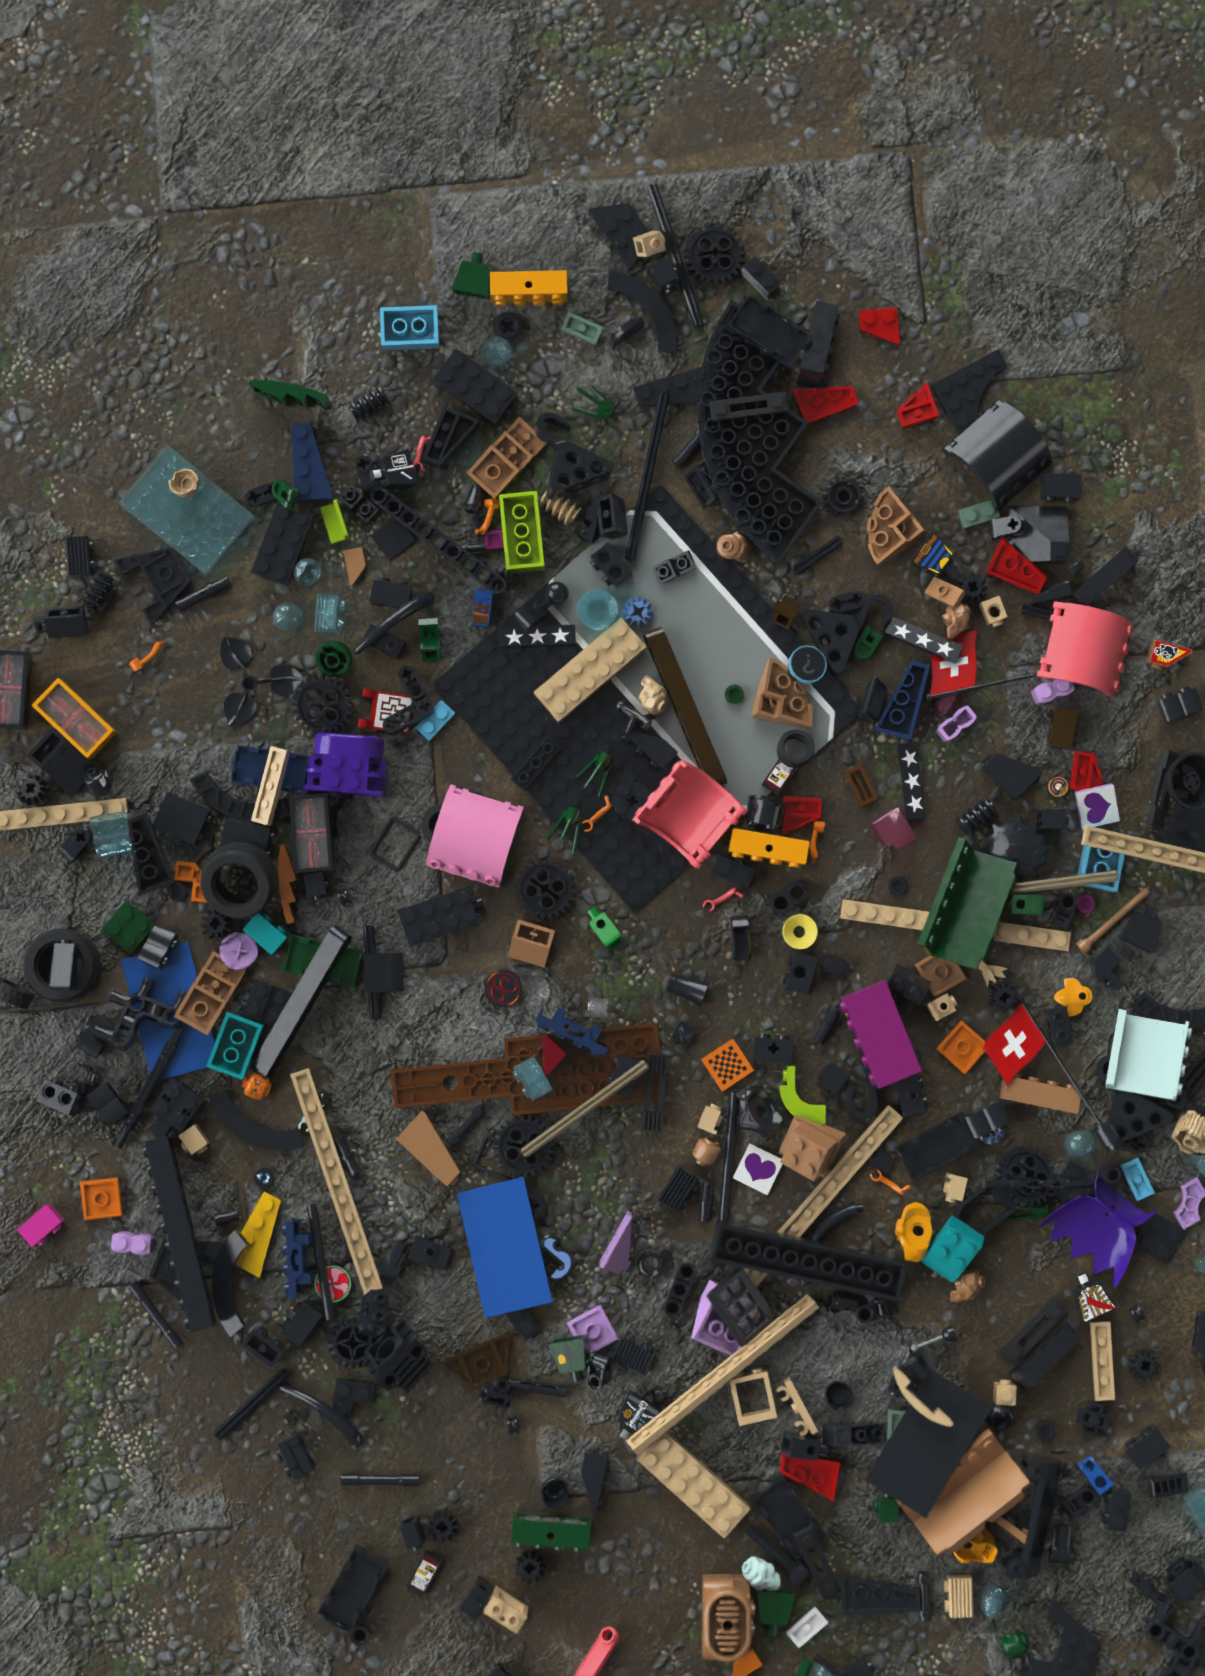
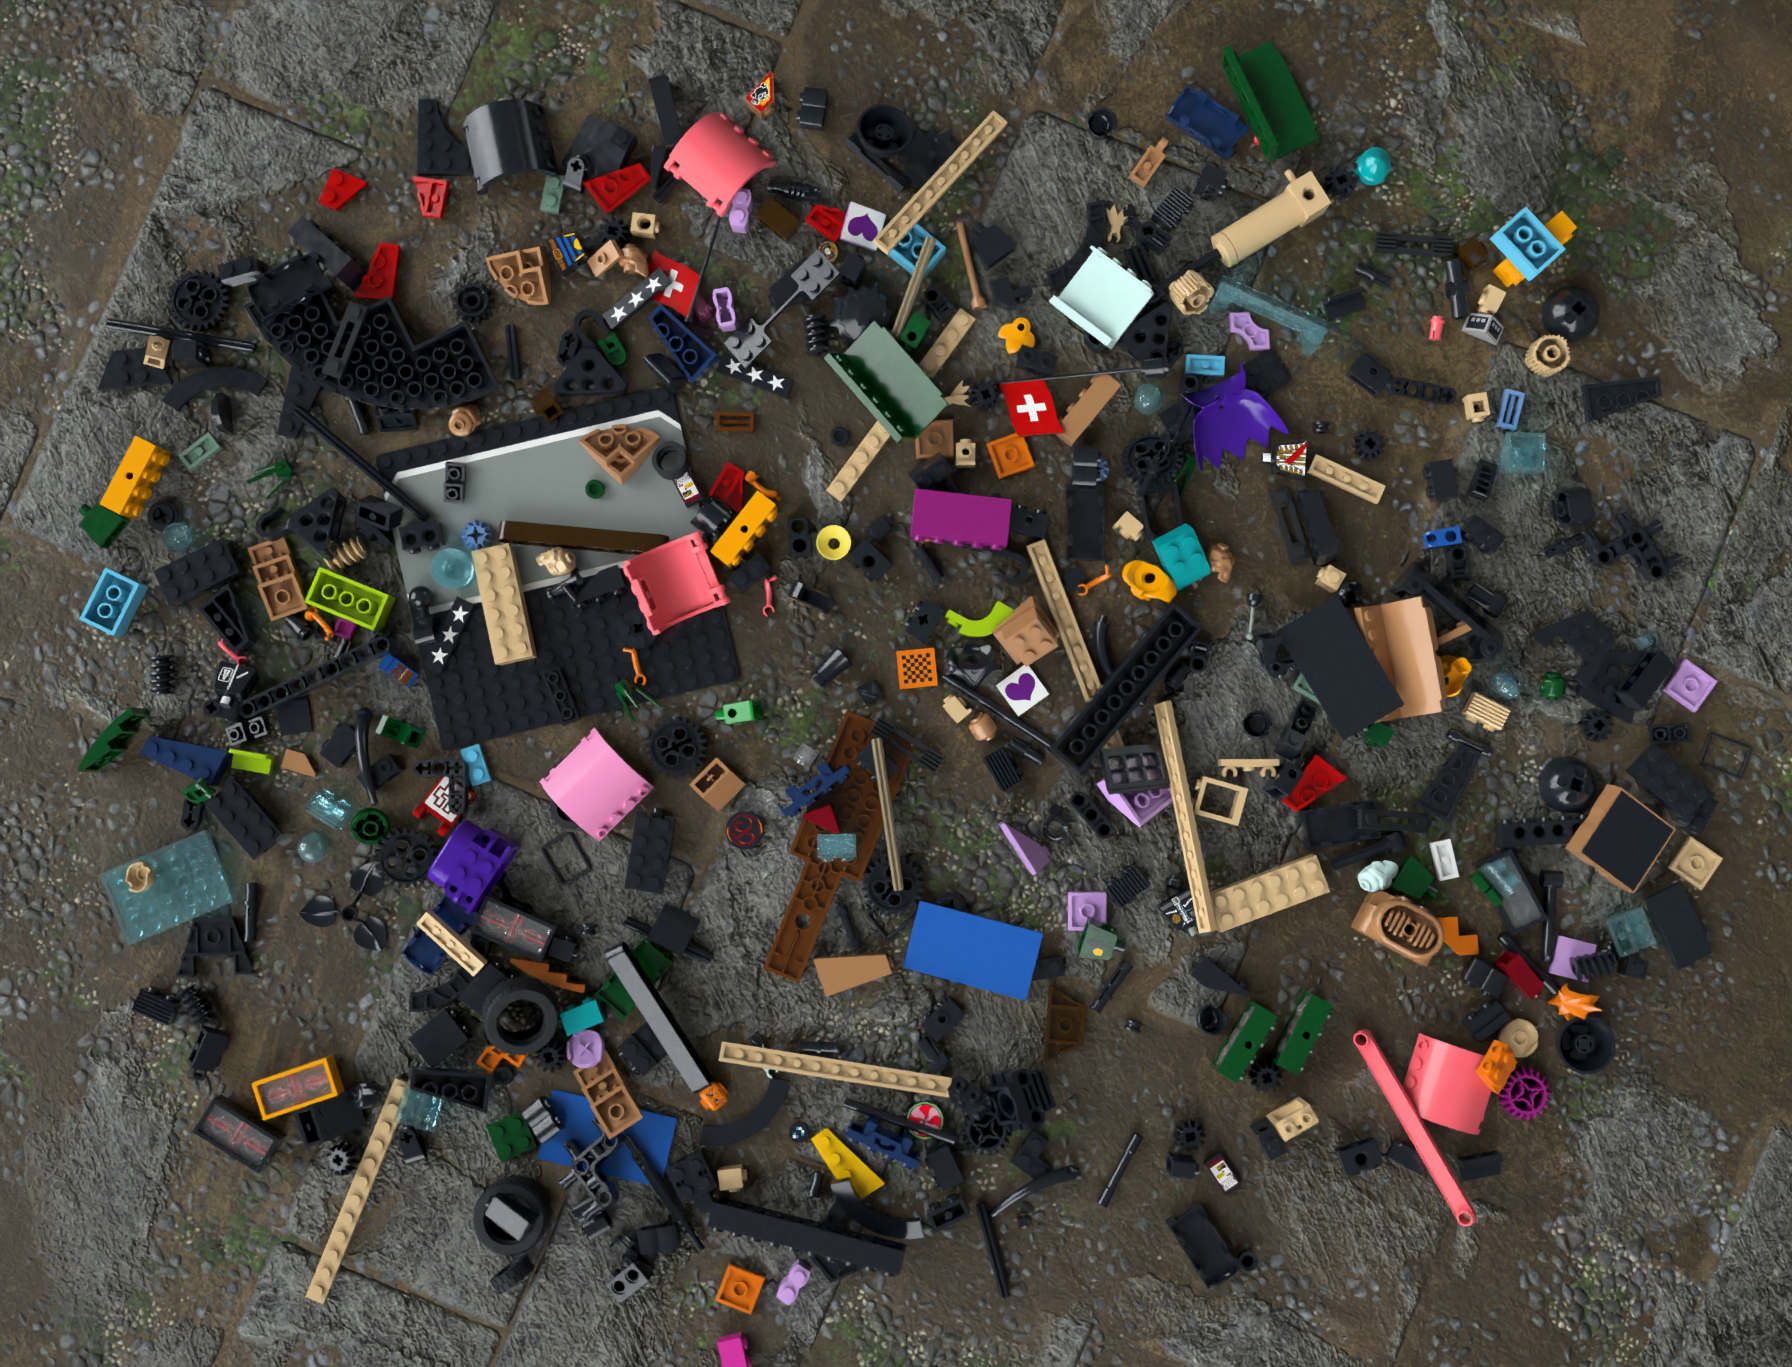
camera: 60 degrees left, 0 degrees up
(136, 664) = (280, 1006): orange piece -> none
(142, 1297) = (849, 1297): black piece -> none
(235, 1045) = (667, 1096): teal brick -> none
(295, 1456) = (1059, 1234): black brick -> none
(307, 572) = (281, 808): clear light blue hair -> none
(503, 1395) = (1102, 1020): black piece -> none
(560, 1254) = (1005, 903): animal -> none
(586, 1577) = (1301, 1032): none -> dark green brick
(599, 1370) = (1125, 924): black piece -> none
(602, 762) = (591, 636): dark green plant -> none
(807, 664) = (603, 411): black tile -> none
(833, 1079) = (978, 582): black brick -> none
(894, 829) = (788, 413): clear pink piece -> none
(936, 1416) = (1320, 647): tan slope -> none
(1025, 788) = (811, 278): none -> hinge
(1044, 1430) = (1380, 561): black tile -> none
(1060, 487) = (568, 110): black brick -> none
(1076, 567) = (645, 134): black tile -> none
(1085, 903) = (942, 282): magenta tile -> none
(1094, 1420) = (1393, 512): black piece -> none
(1097, 728) = (795, 190): none -> black hinge

